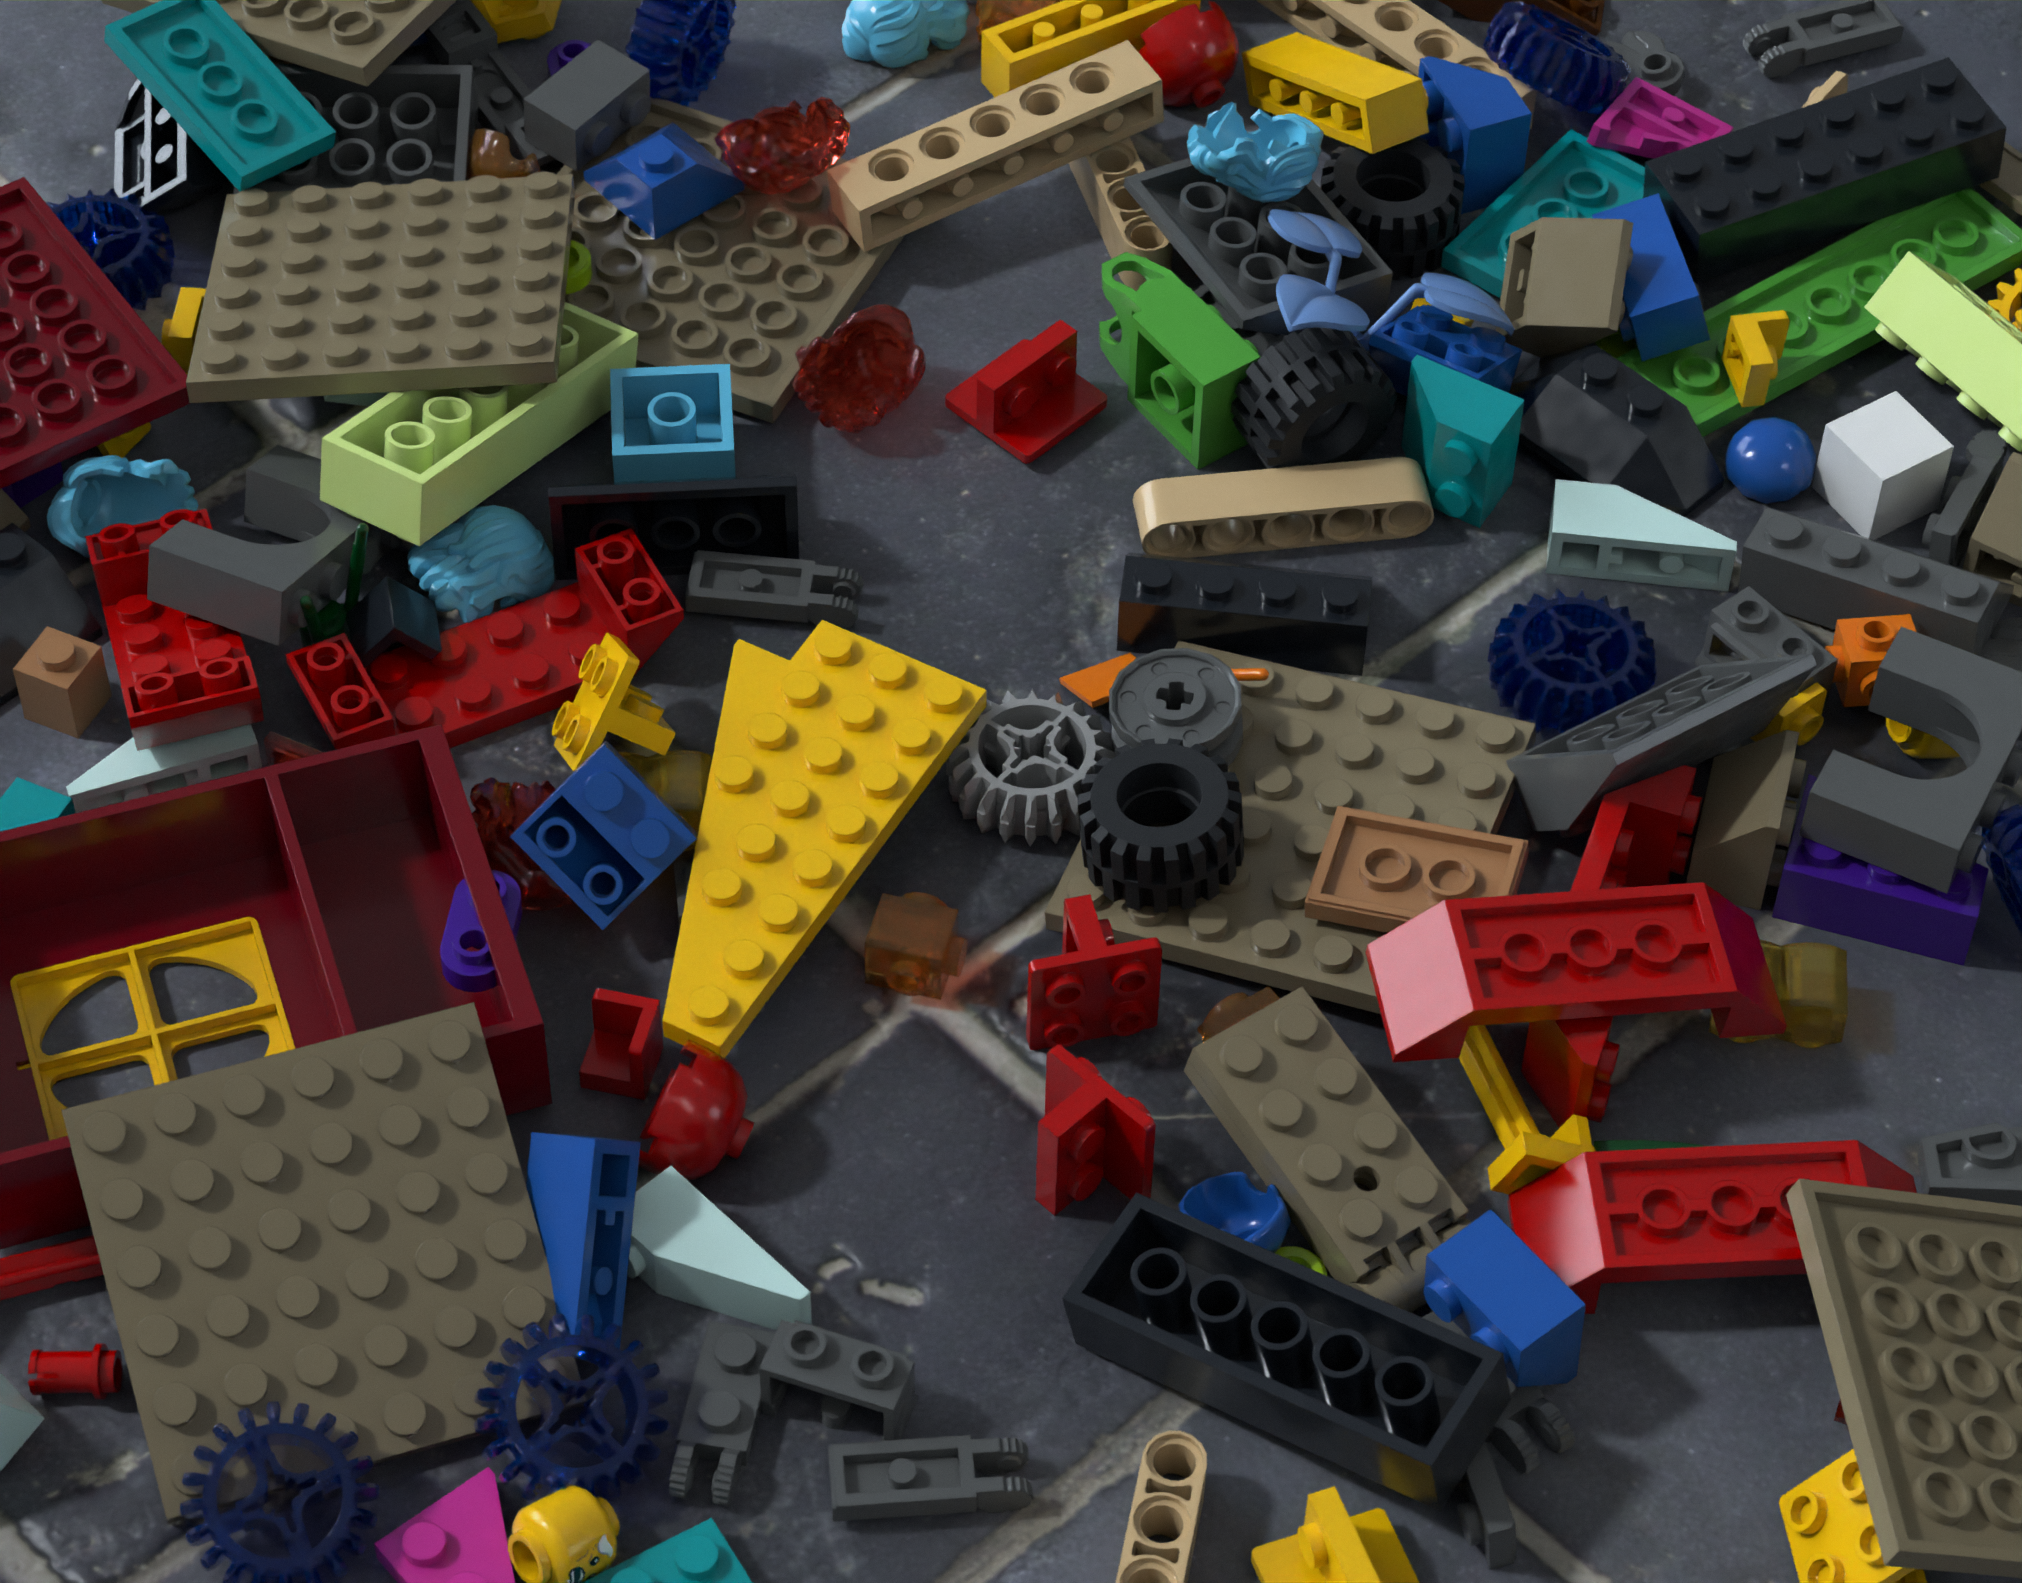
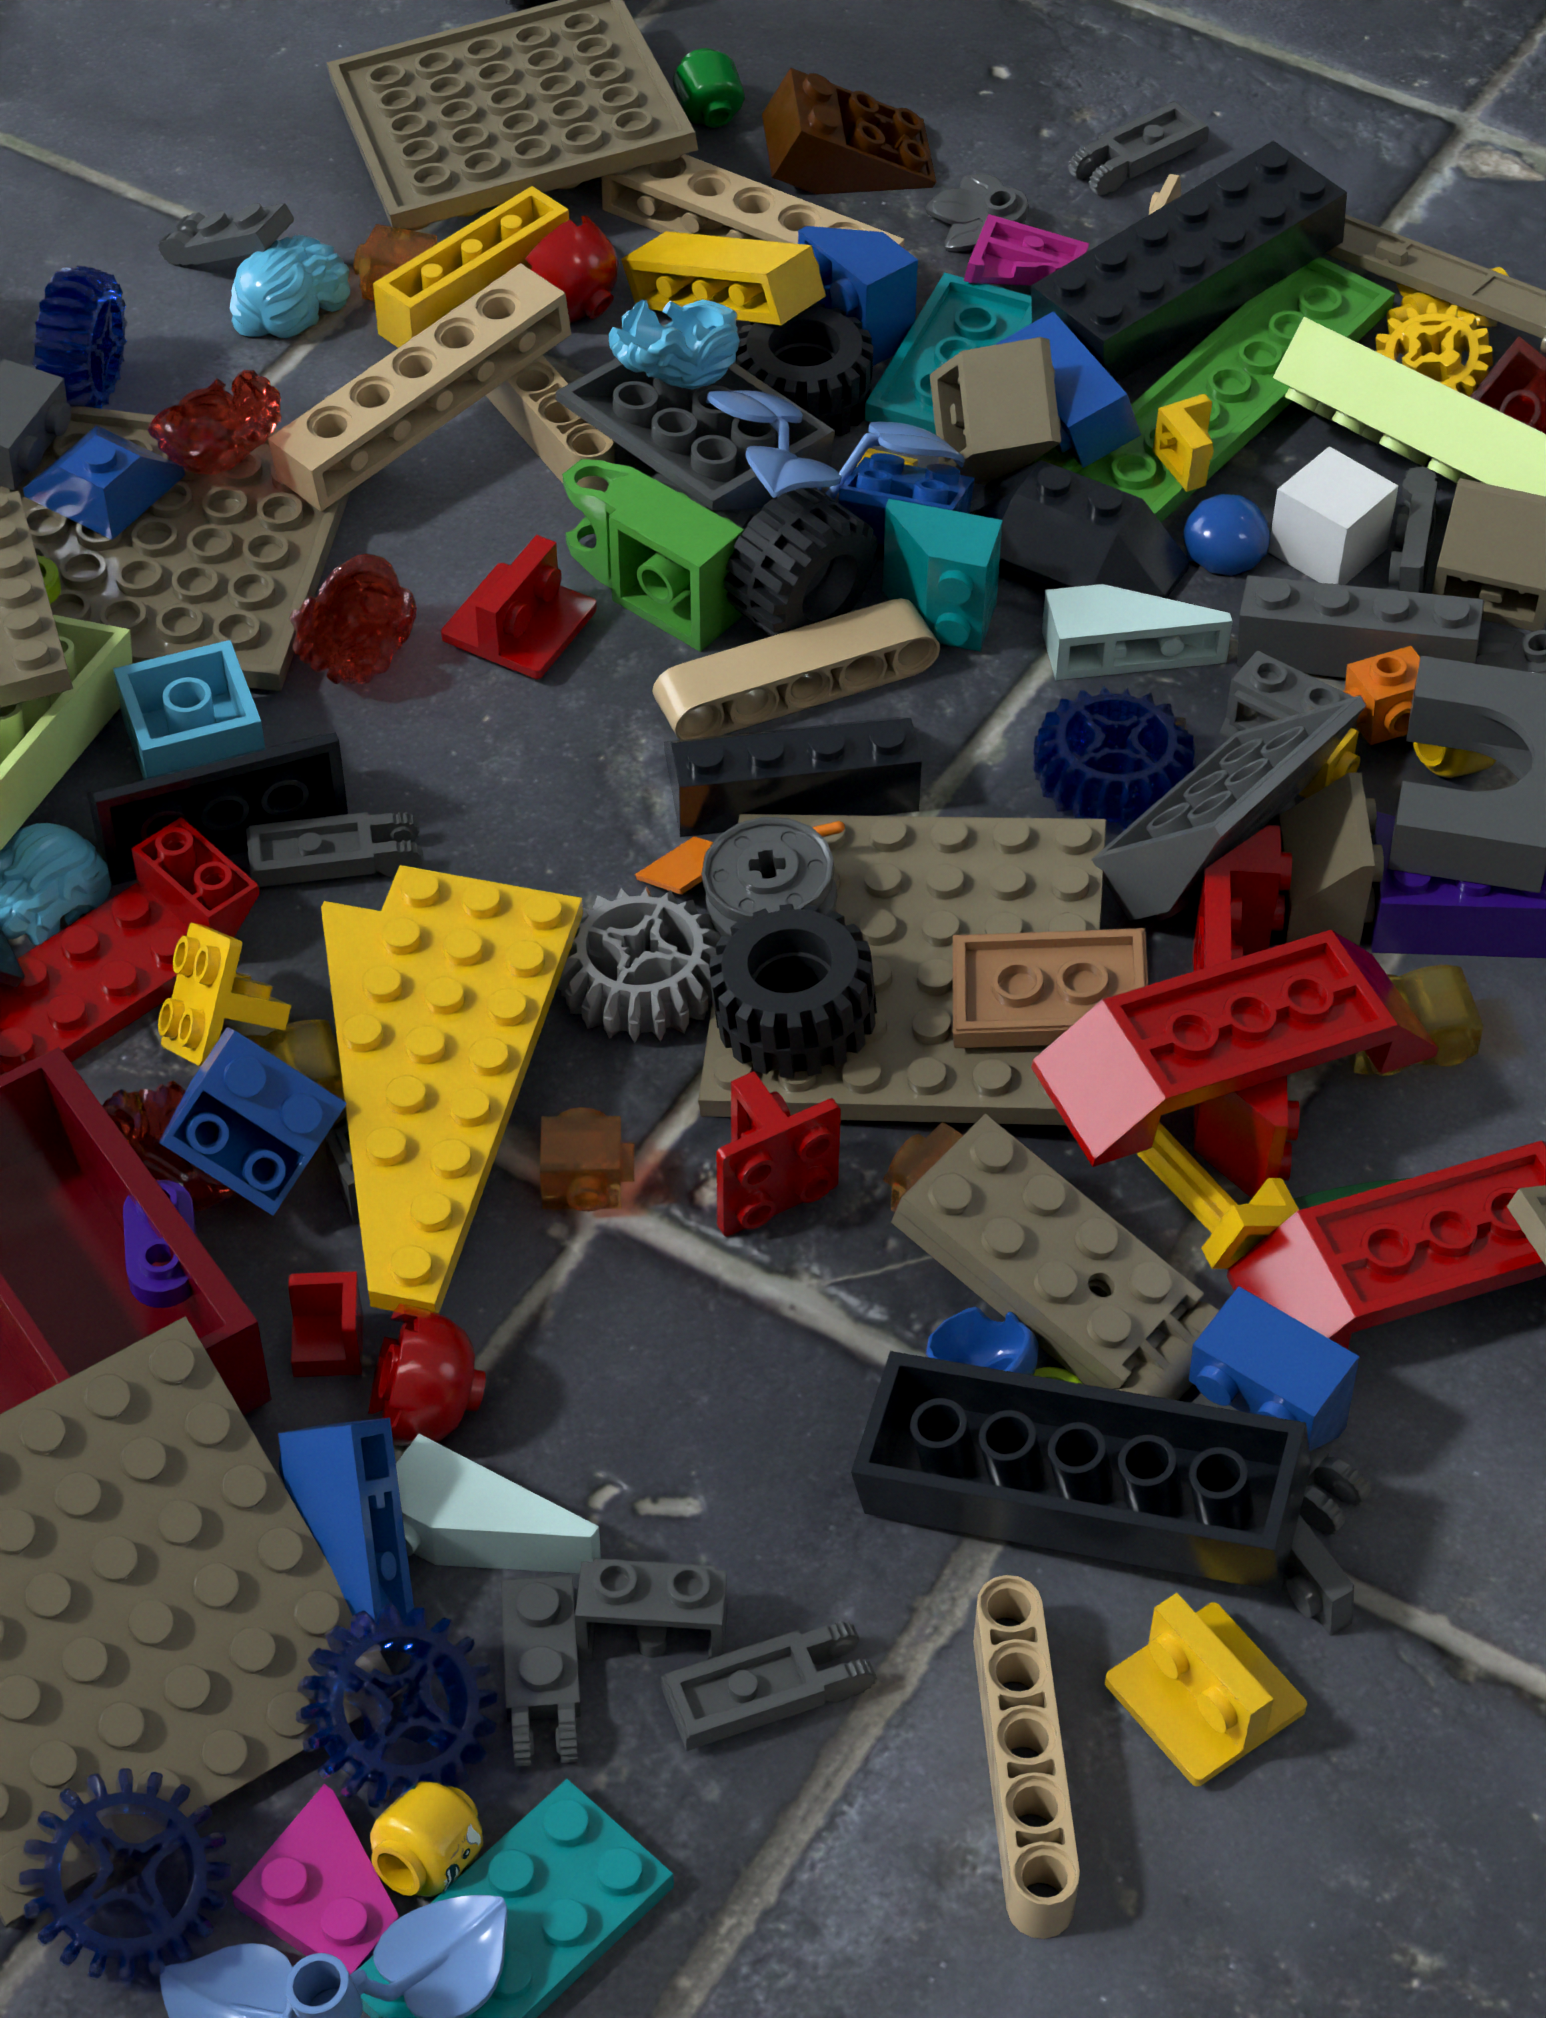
camera: 15 degrees left, 0 degrees up
(1089, 1135) = (822, 1304): red bracket -> none
(1556, 57) = (913, 209): clear blue gear -> none

